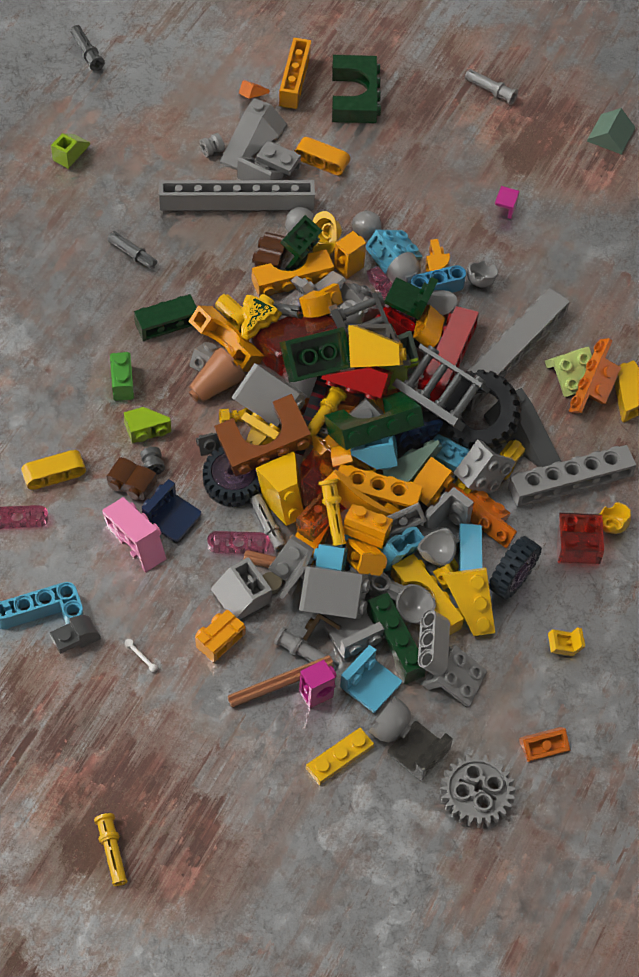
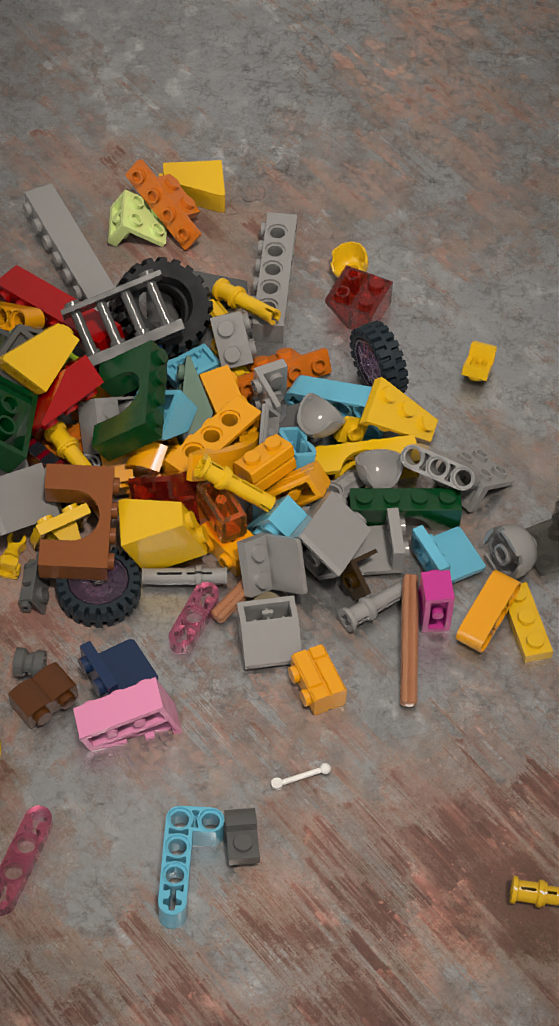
camera: 65 degrees left, 5 degrees down
(329, 723) = (488, 611): none -> light orange beam
(527, 456) = (238, 298): none -> yellow pin

